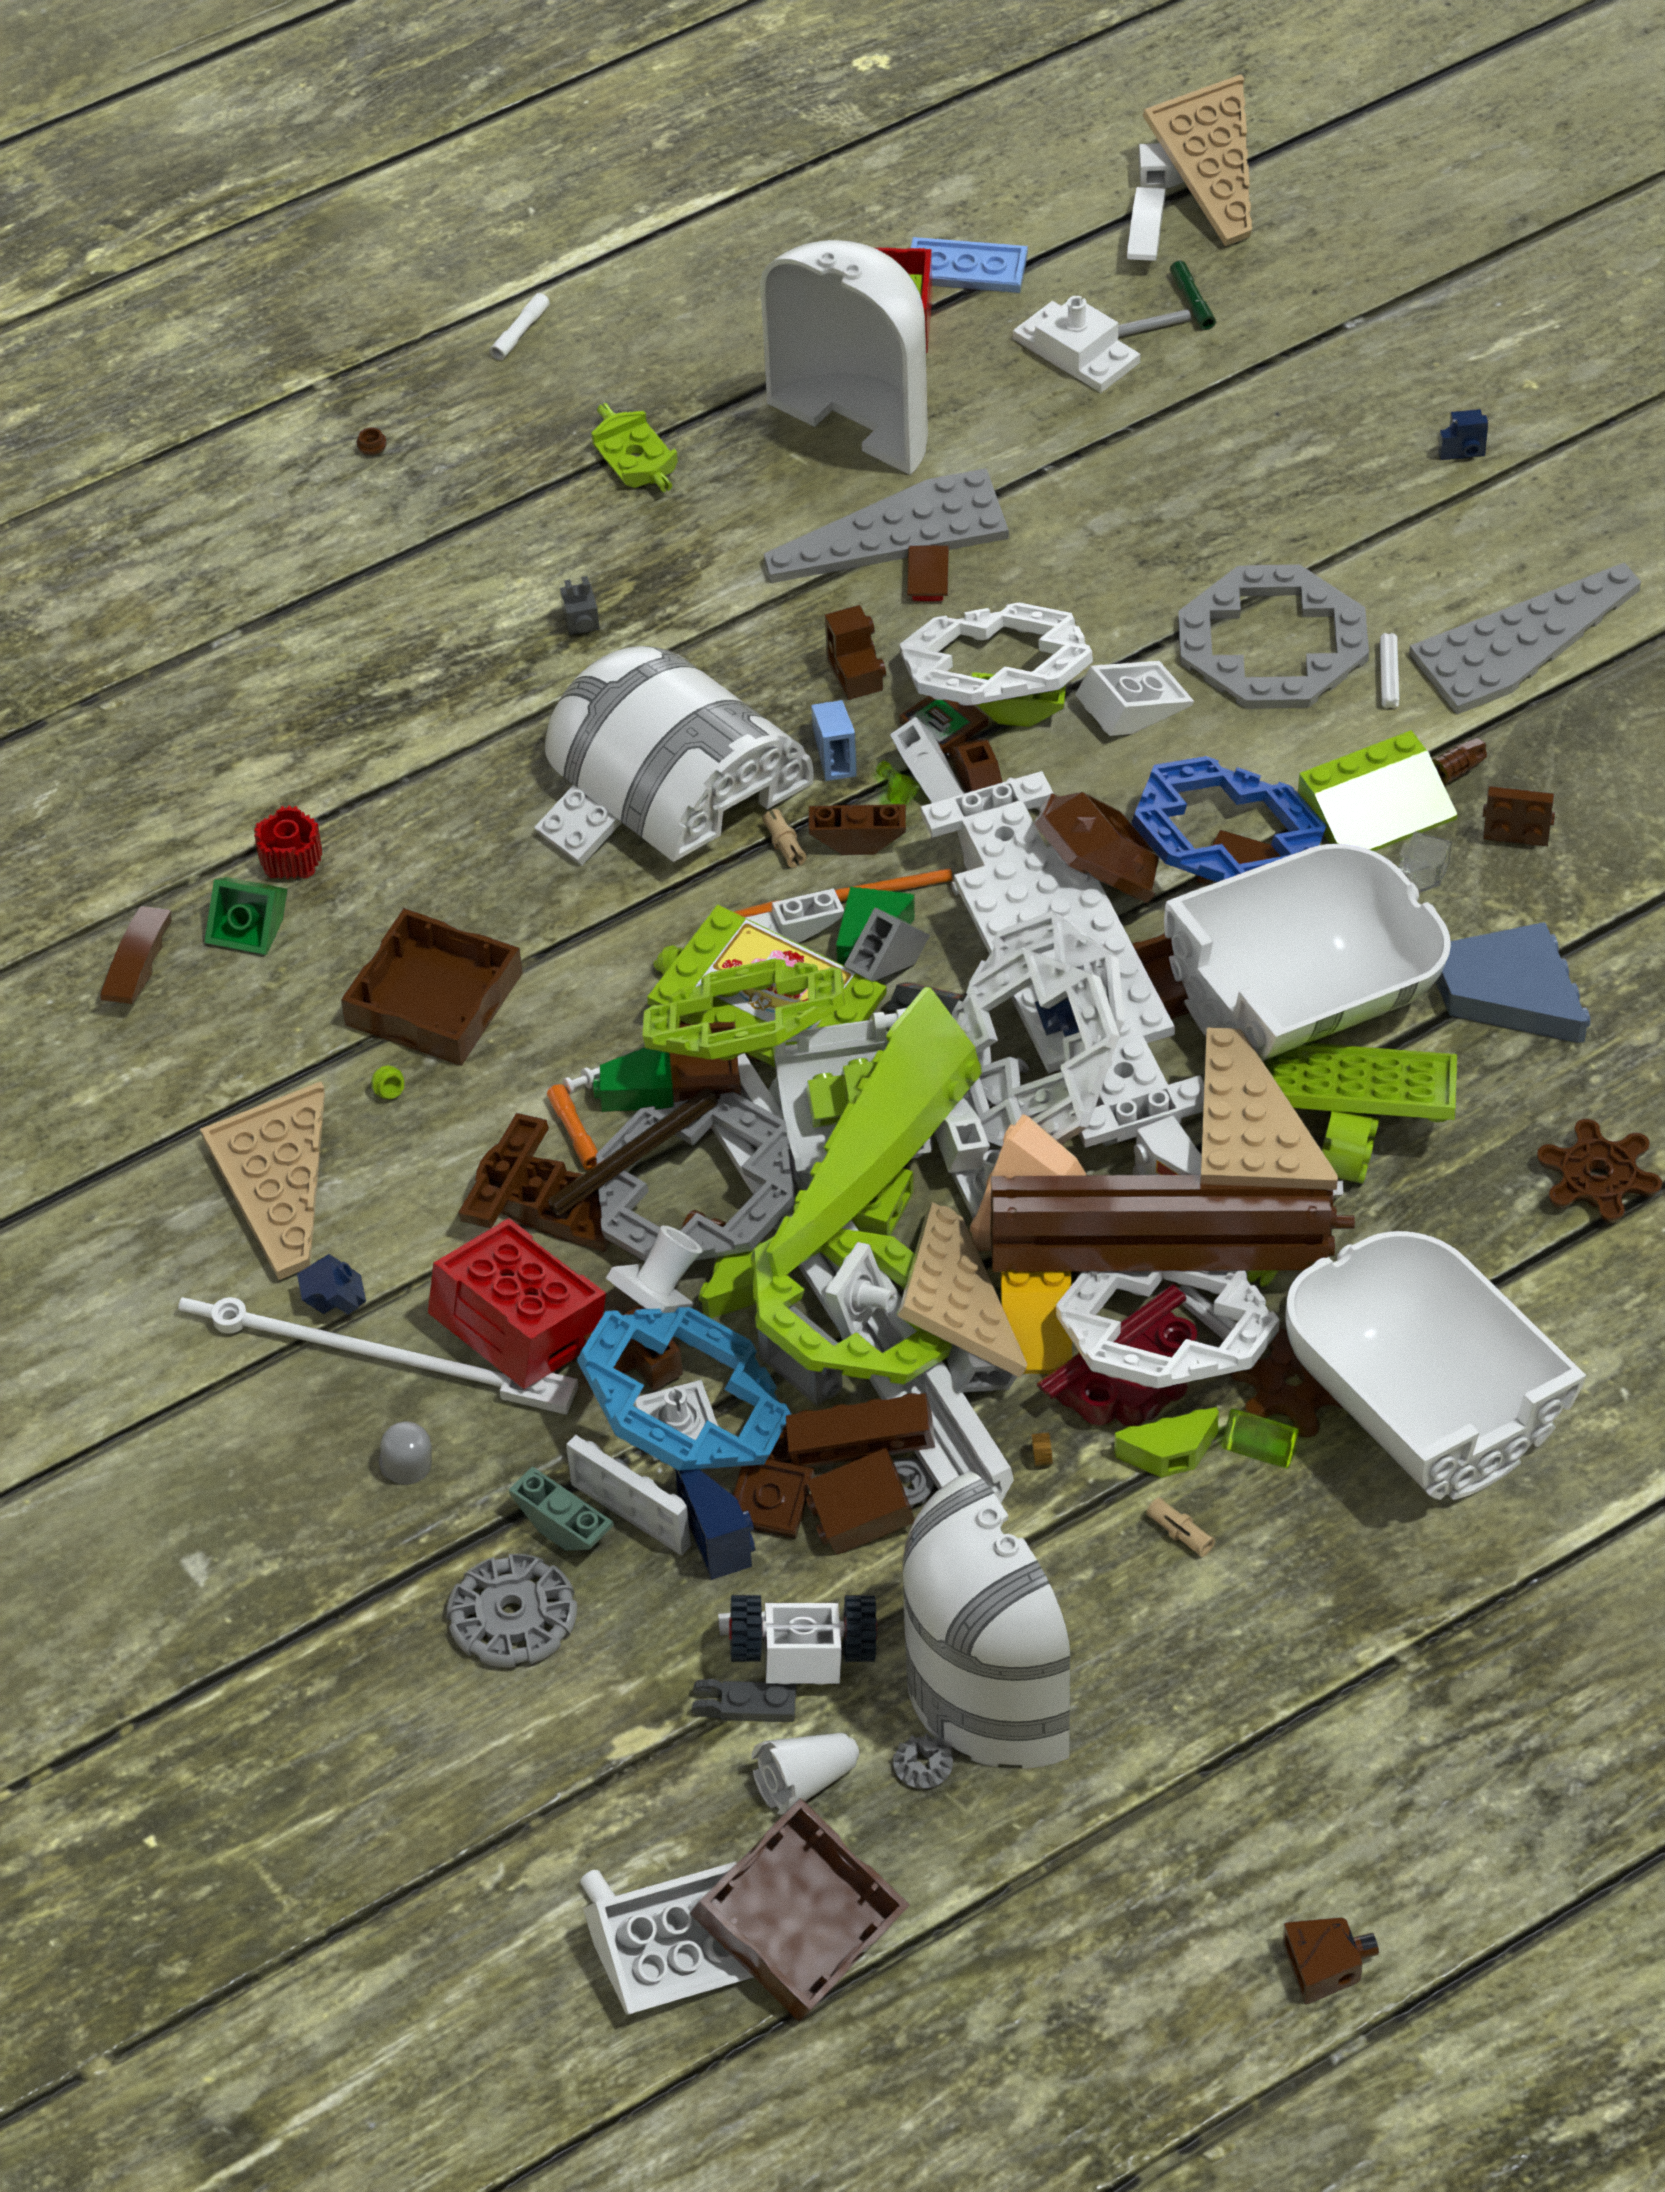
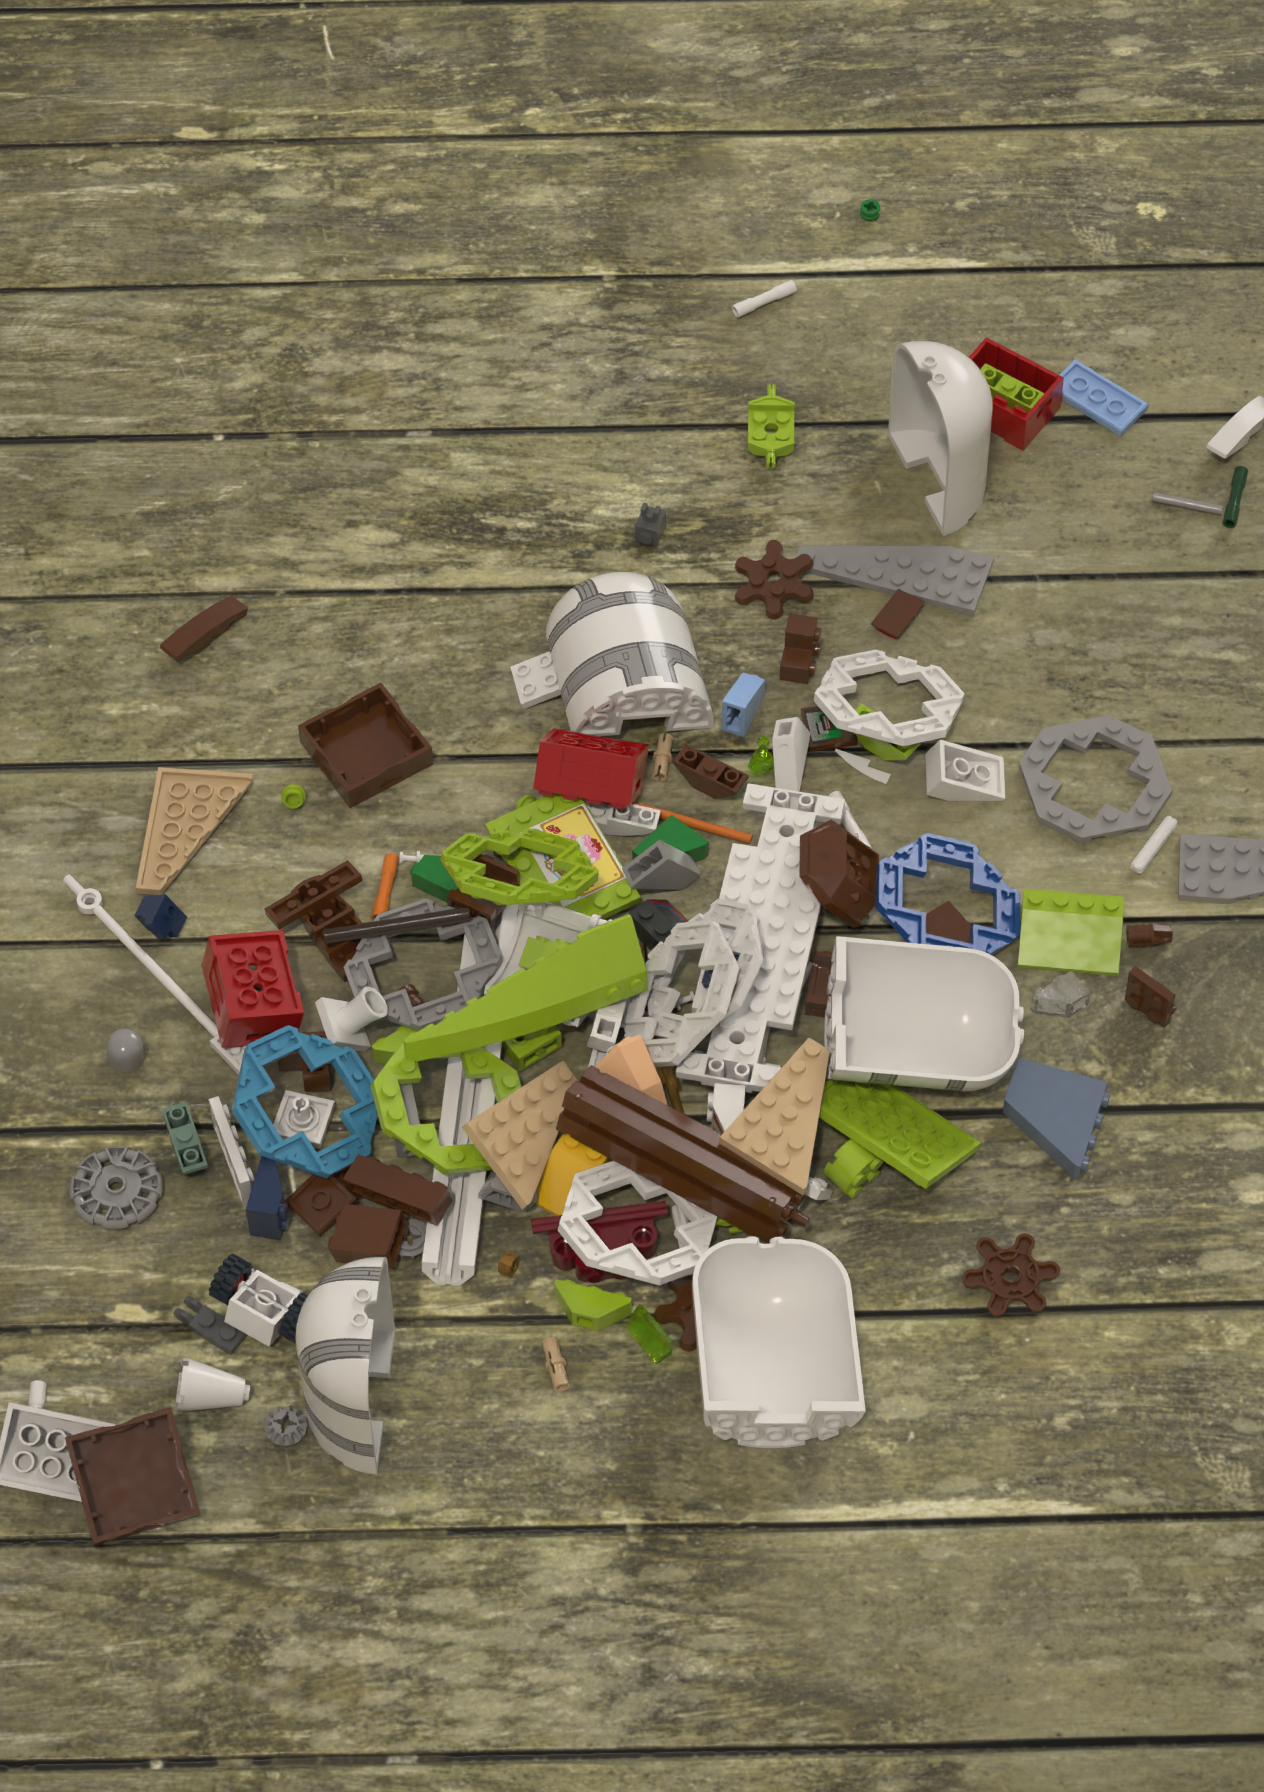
camera: 30 degrees right, 5 degrees up
(244, 914) = (289, 634): green slope -> none
(288, 844) = (347, 599): red brick -> none
(371, 441) = (607, 336): reddish brown plate -> none
(572, 191) = (870, 215): none -> green bush
(728, 877) = (590, 768): none -> red container
(757, 616) = (778, 592): none -> reddish brown plate
(858, 1291) = (456, 1096): white plate -> none
(975, 764) = (819, 771): reddish brown slope -> none
(1010, 742) = (861, 765): none -> white sticker
(1078, 342) = (1127, 495): white brick -> none
(1326, 1955) = (428, 1693): reddish brown torso -> none

